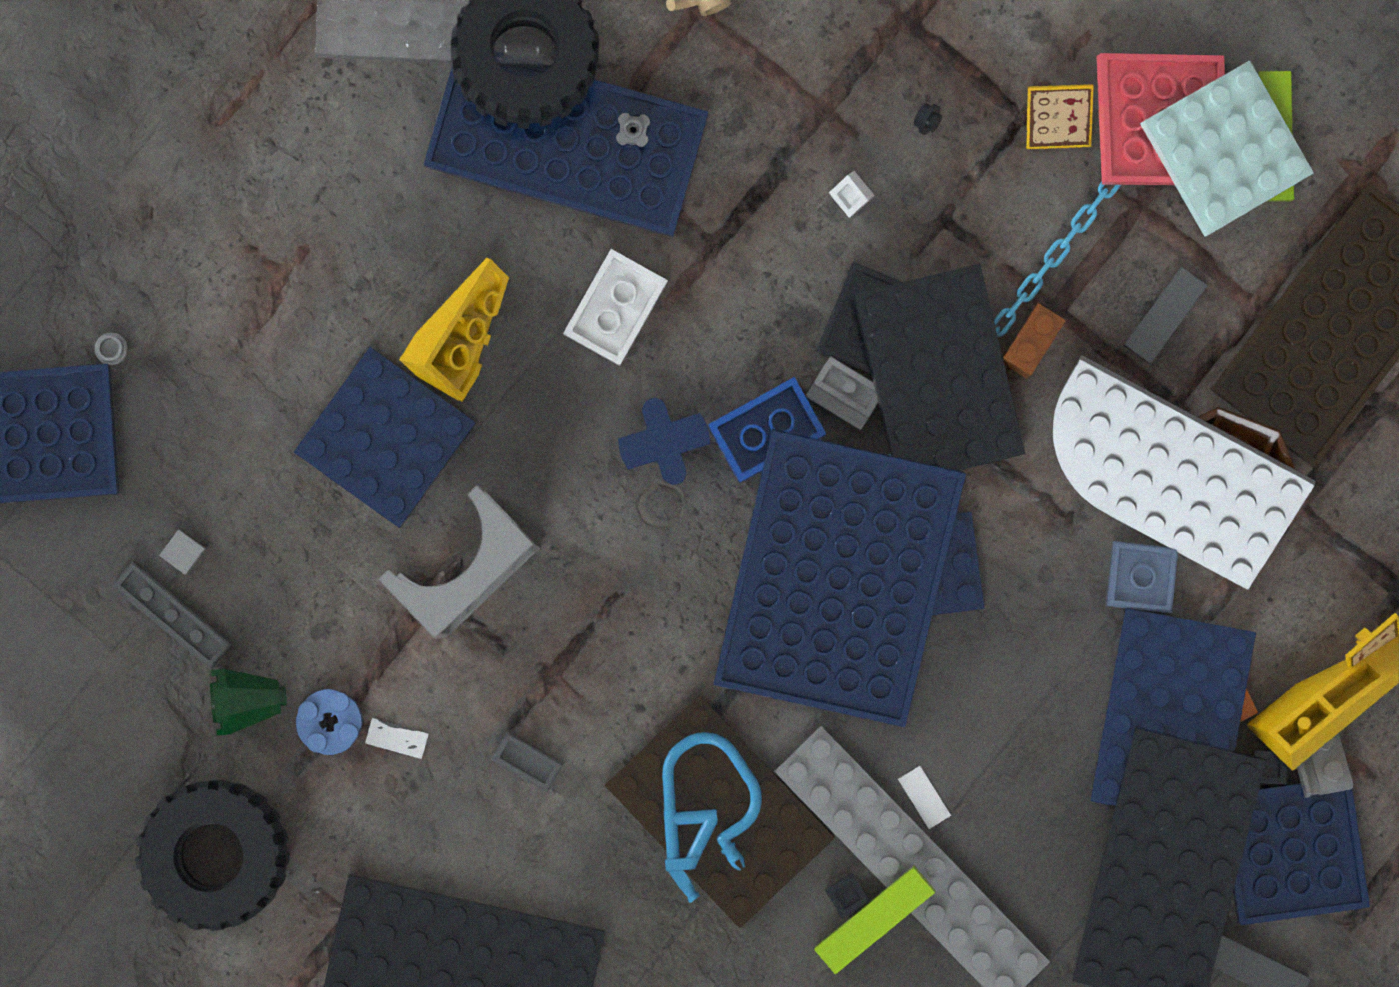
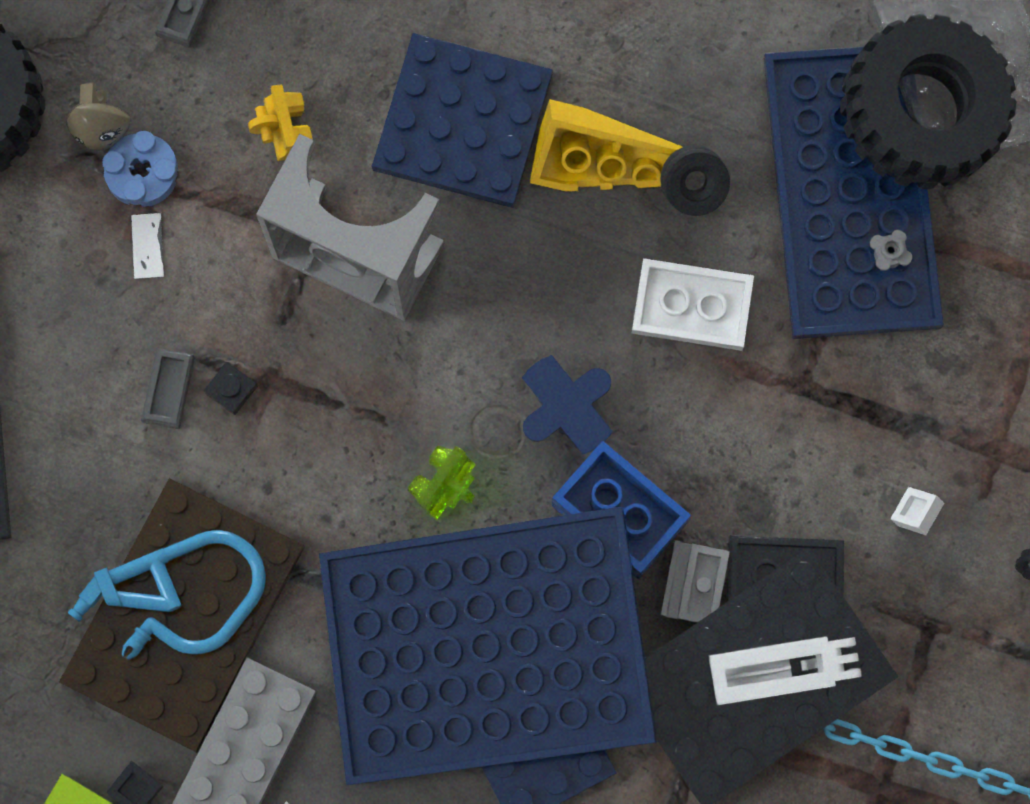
camera: 75 degrees right, 10 degrees down
(243, 699) = (131, 69): dark green cone -> none
(277, 746) = (95, 122): none -> dark tan piece
(331, 594) = (275, 123): none -> yellow hips
(496, 265) = (683, 163): none -> black tyre
(546, 710) = (230, 388): none -> black plate
(694, 560) = (448, 483): none -> clear neon green hips
(941, 365) = (767, 669): none -> white hinge
(1032, 340) = (835, 771): dark orange brick -> none

